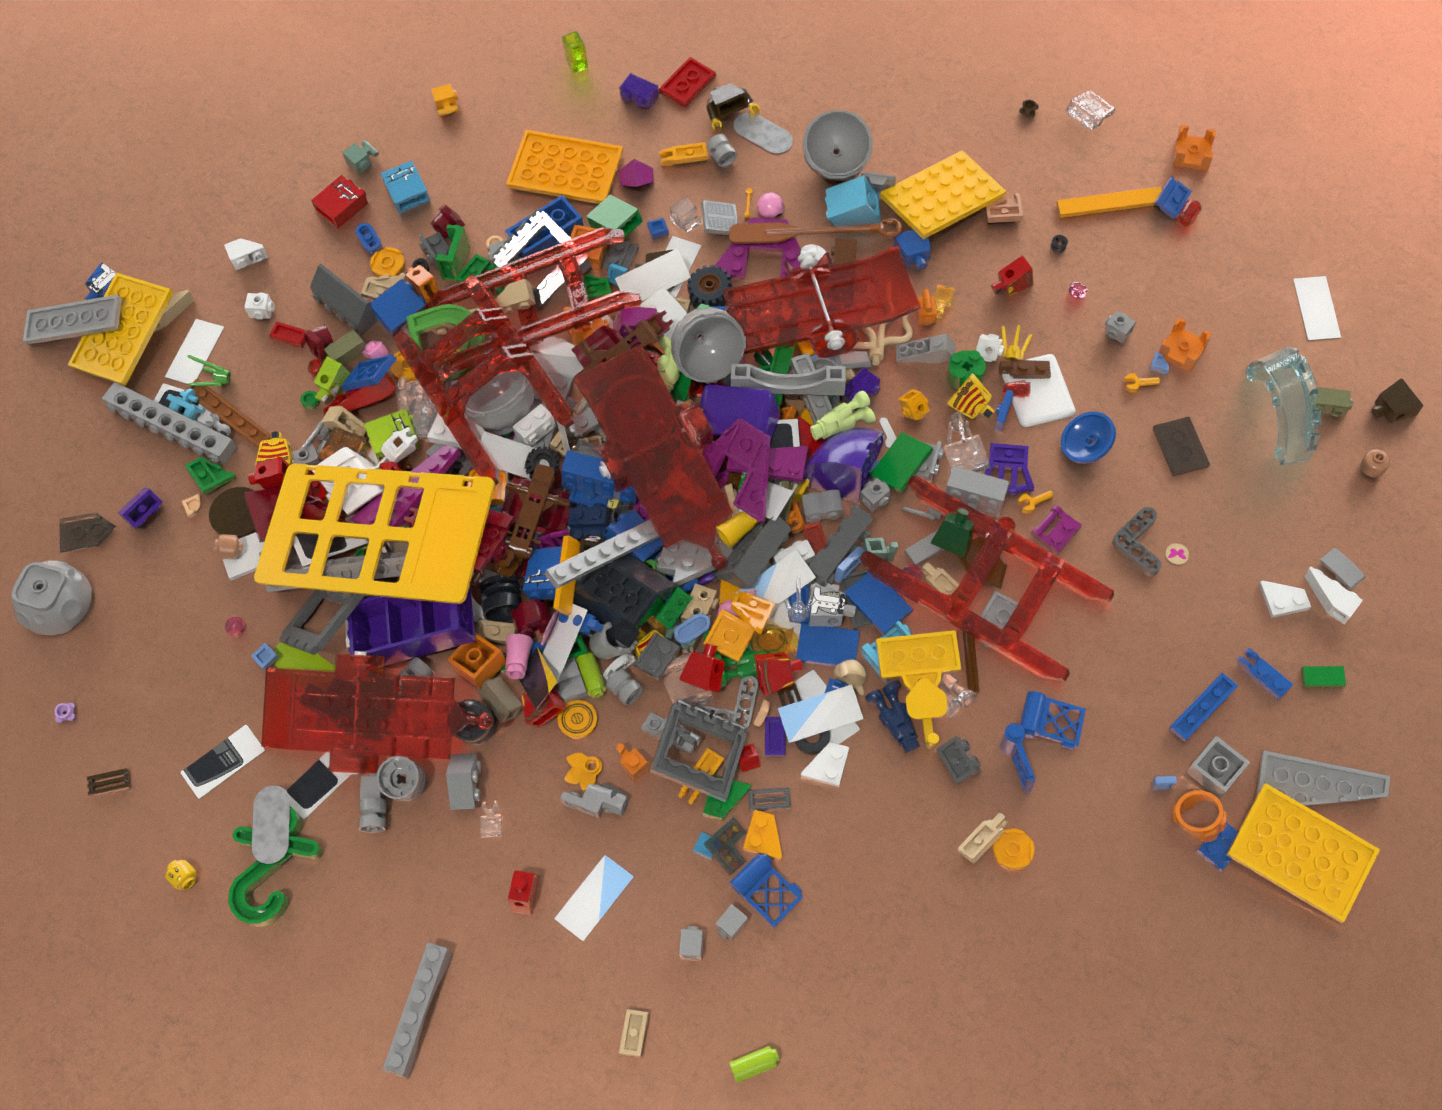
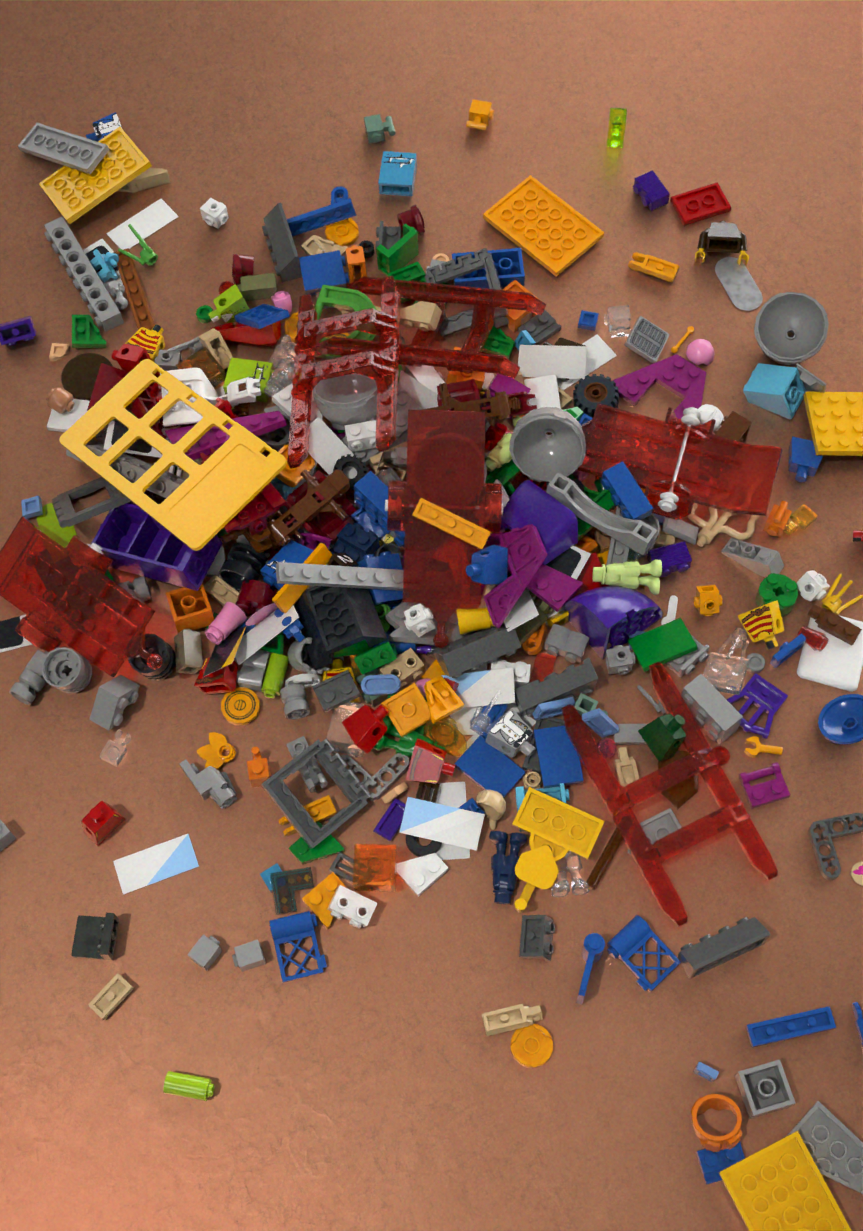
camera: 30 degrees right, 0 degrees up
(235, 626) = (26, 469): clear pink tile -> none
(245, 252) = (231, 162): white slope -> none
(288, 334) = (222, 249): red tile -> none
(340, 201) = (337, 158): red brick -> none
(364, 257) = (321, 217): none -> blue plate
(584, 992) = (95, 937): none -> pearl dark grey bracket
(615, 215) = (555, 291): brick -> none
(635, 174) = (600, 263): magenta slope -> none
(671, 455) = (451, 523): none -> light orange tile
(691, 553) = (419, 619): none -> white brick
(721, 150) = (688, 280): light grey wheel -> none
(723, 473) = (489, 565): none -> blue torso
(749, 758) = (358, 824): red slope -> none
(780, 232) = (692, 380): dark orange piece -> none
(790, 783) = (375, 867): none -> clear orange brick
(791, 828) = (351, 906): none -> white brick
(797, 350) = (626, 492): none -> blue brick
(869, 630) = (532, 776): none -> tan plate
(896, 554) = (600, 723): none -> medium blue tile
(985, 433) = (756, 663): none -> light grey tile
(1111, 676) = (722, 947): none -> dark grey slope

